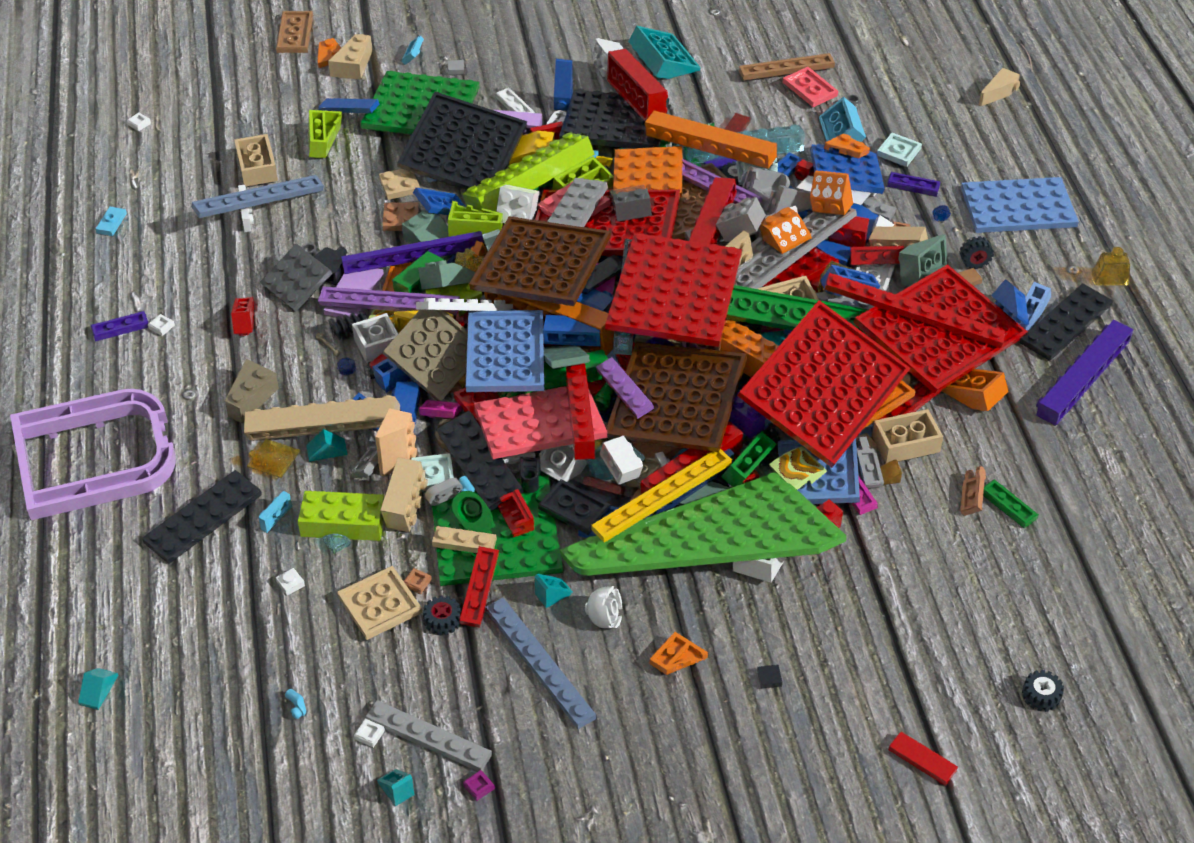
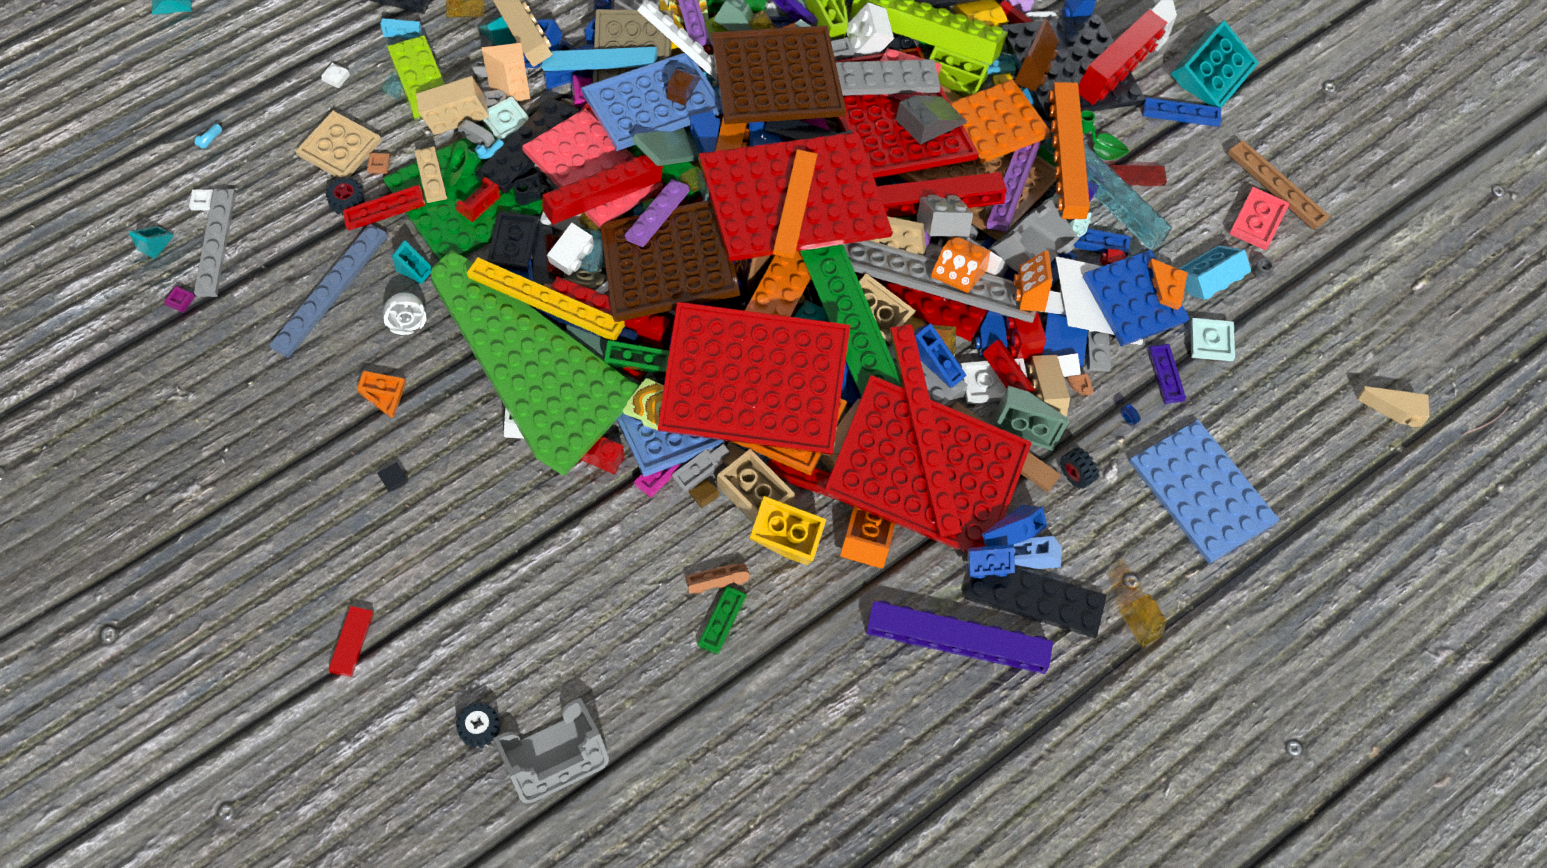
camera: 60 degrees right, 15 degrees up
(431, 370) = (600, 59): none -> medium azure tile
(510, 322) = (682, 86): none -> reddish brown slope
(600, 354) = (691, 178): none -> clear yellow tile
(612, 123) = (1038, 58): none -> reddish brown slope
(691, 86) = (1182, 112): none -> blue tile
(692, 285) = (795, 204): none -> orange tile
(961, 423) = (787, 530): none -> yellow slope
(1038, 323) = (991, 561): none -> bracket
(1087, 643) = (553, 755): none -> light grey windscreen

